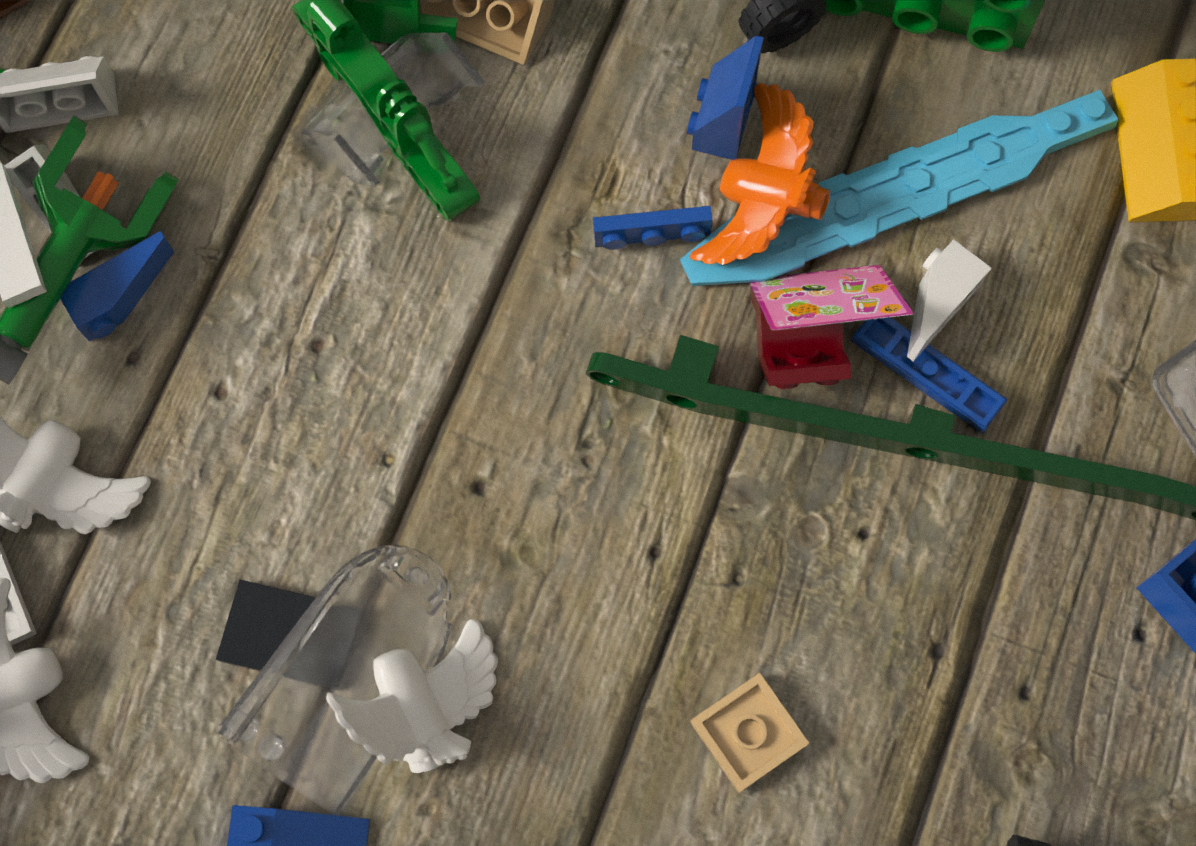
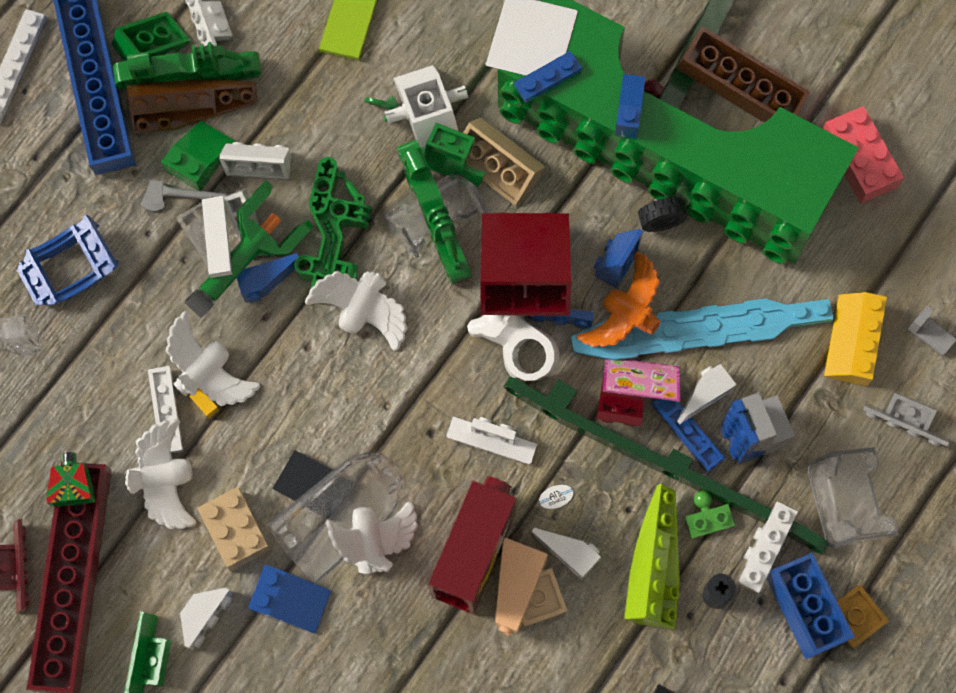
camera: 15 degrees right, 0 degrees up
(54, 537) = (204, 403): none -> yellow piece
(160, 753) = (234, 529): none -> tan brick
(222, 242) = (331, 224): none -> green beam
(296, 291) = (361, 304): none -> white animal
(573, 149) = (525, 264): none -> dark red brick
(574, 272) = (511, 333): none -> white animal
(590, 469) = (492, 438): none -> white bracket
(611, 666) = (473, 545): none -> dark red brick
(706, 708) = (517, 583): none -> light nougat slope
(730, 543) = (556, 496): none -> white sticker
(788, 636) = (571, 552): none -> white slope
(941, 621) = (655, 565): none -> lime wedge
(1009, 514) = (709, 519): none -> bright green plate
(1050, 331) = (756, 427): none -> piece
(1071, 636) = (714, 598): none -> black piece
(1128, 536) = (767, 545): none -> white bracket

